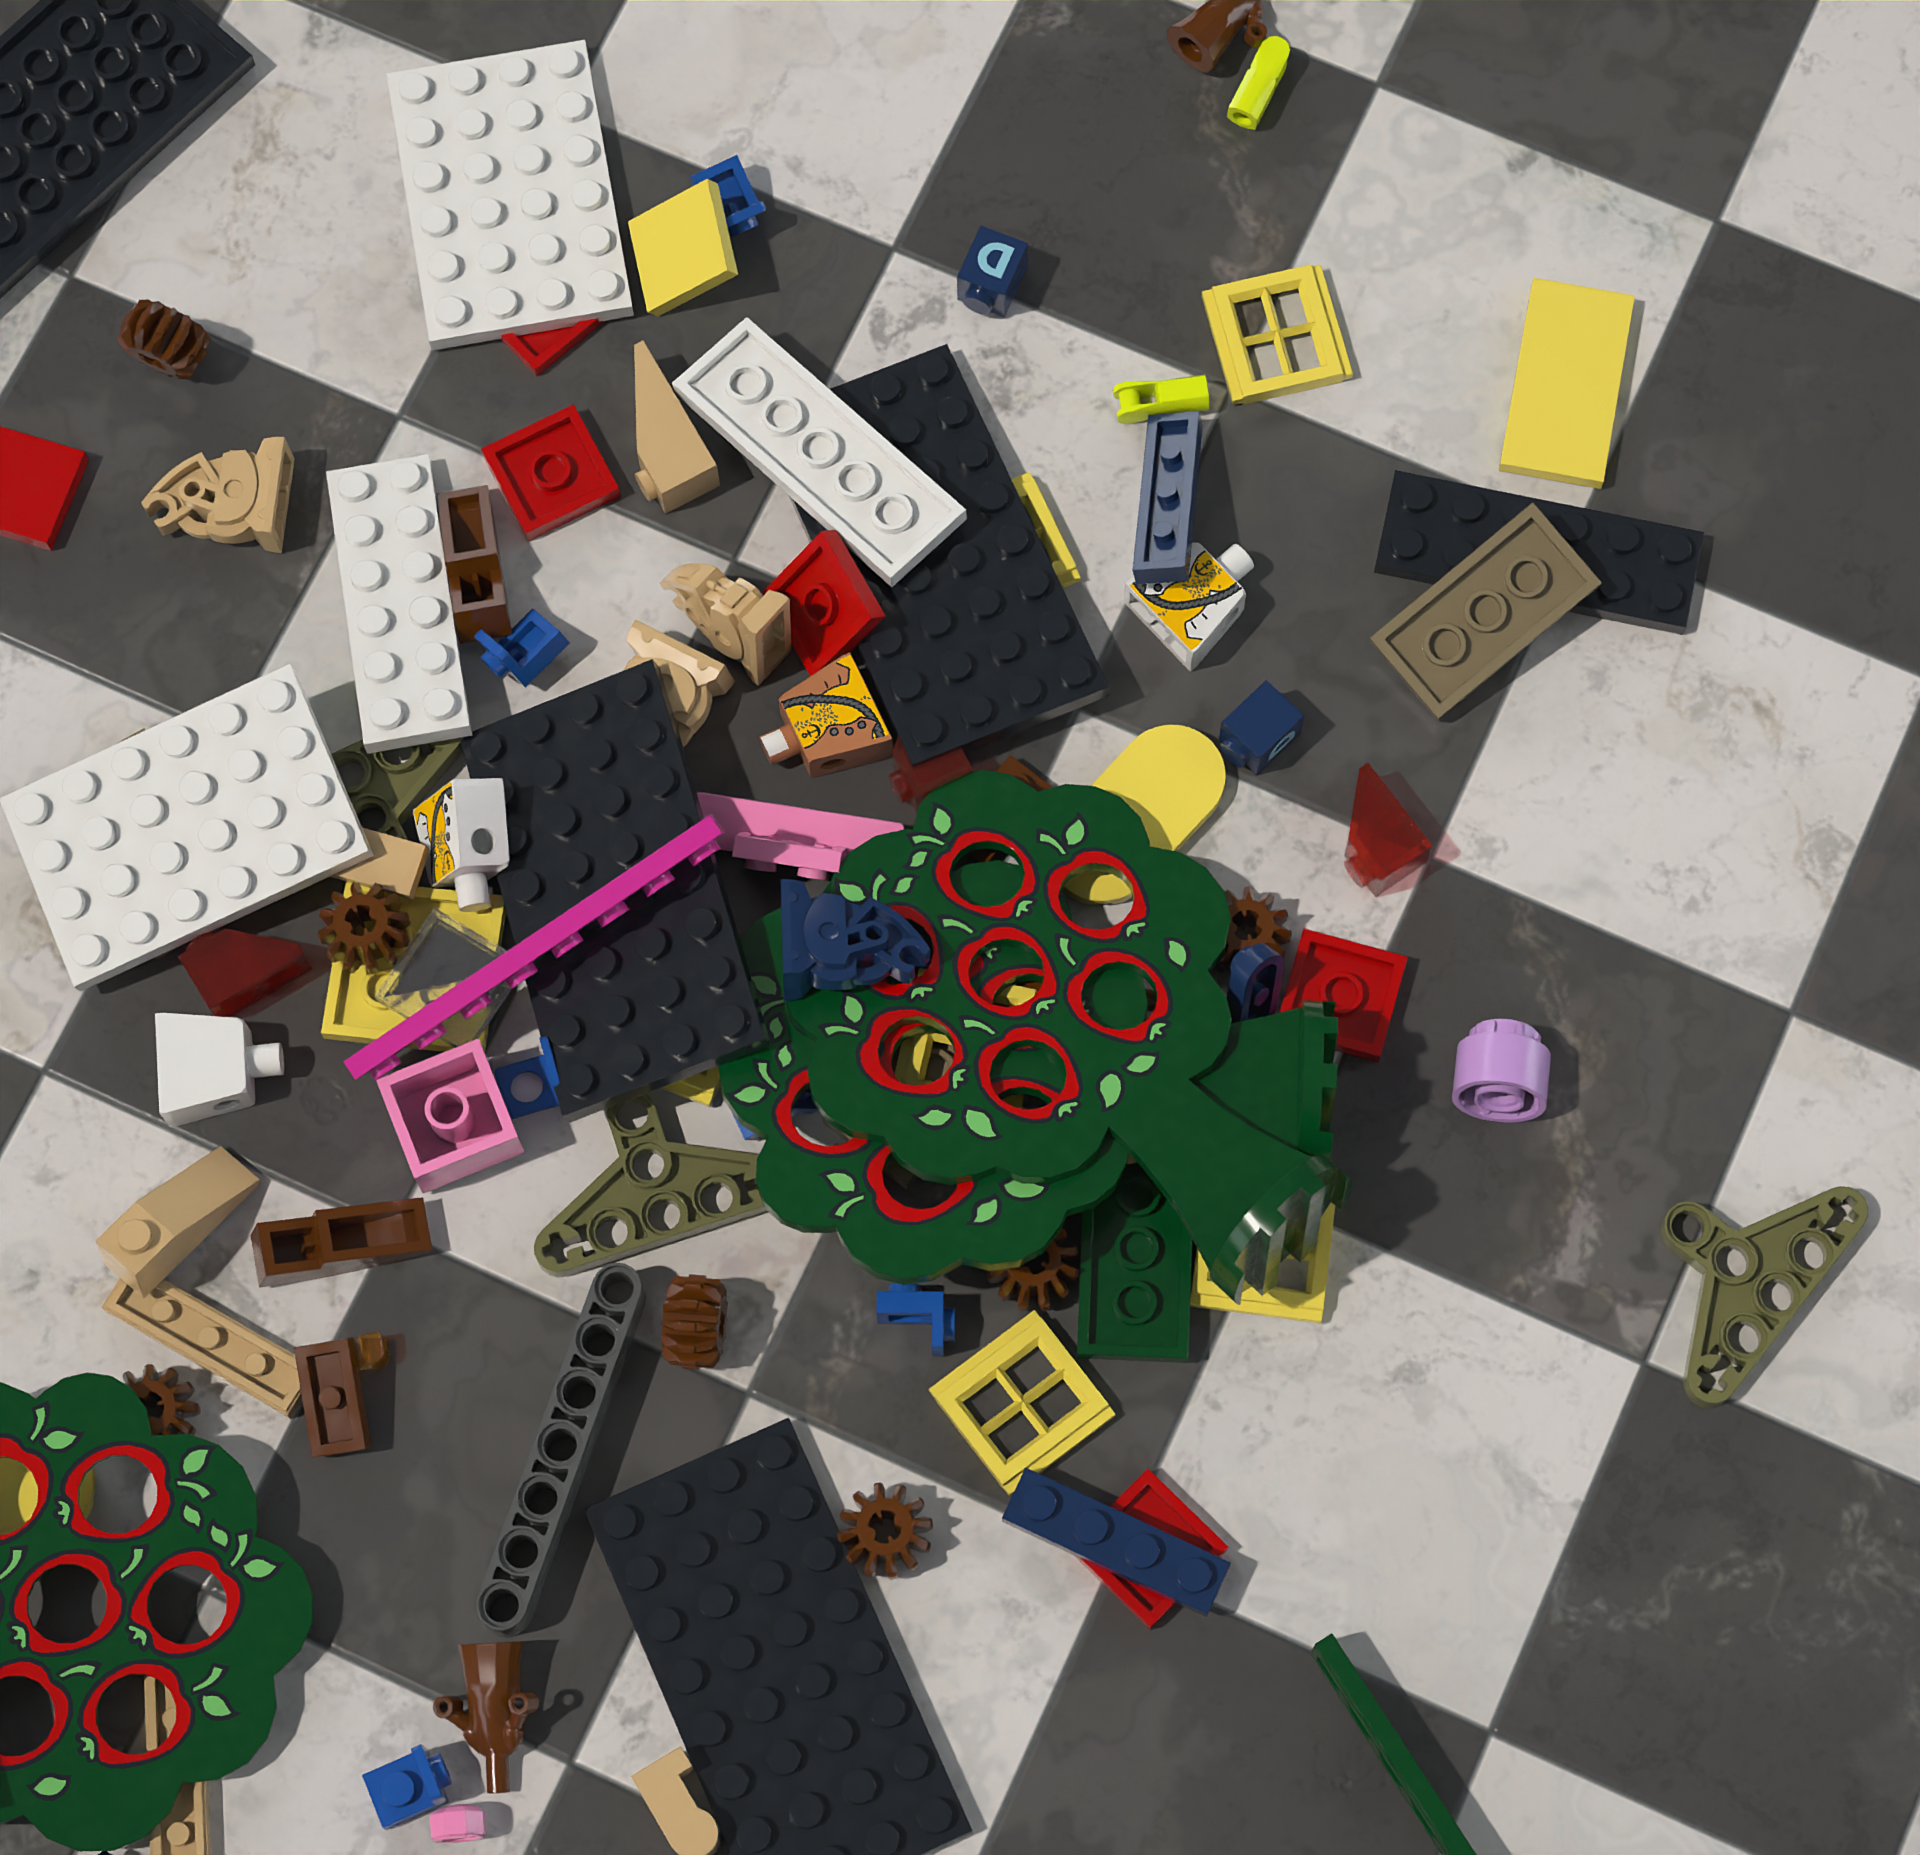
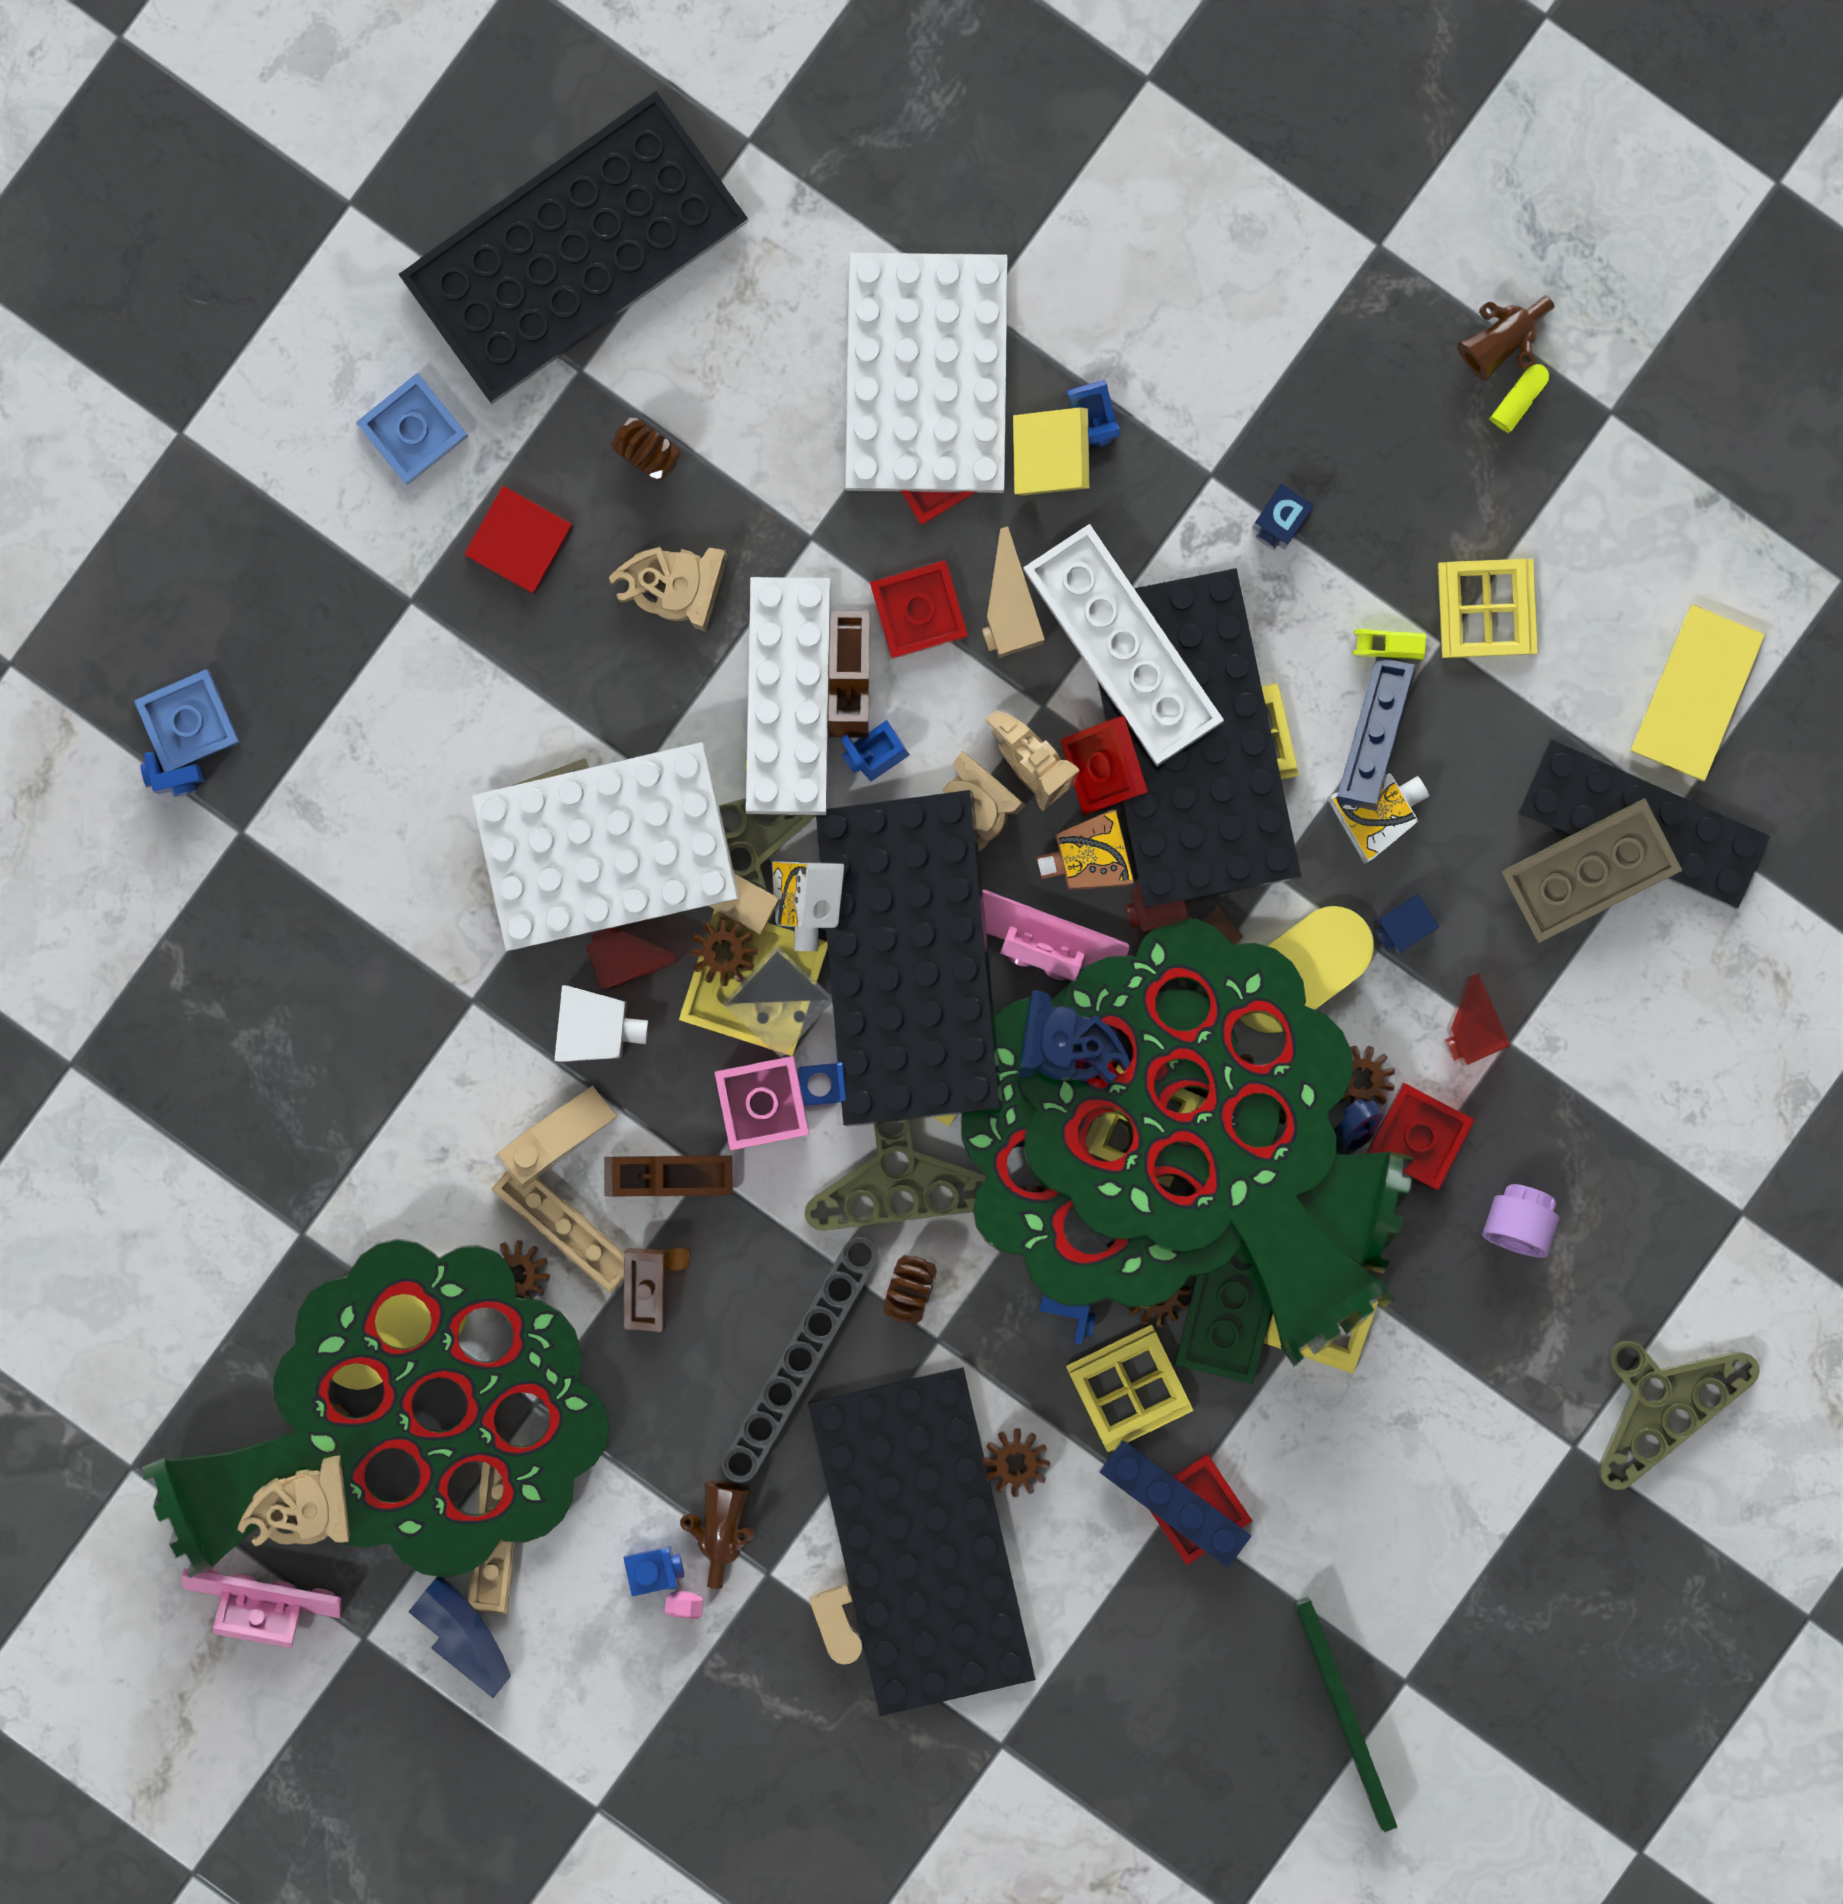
camera: 10 degrees right, 15 degrees up
(517, 963) = (861, 997): dark pink plate -> none

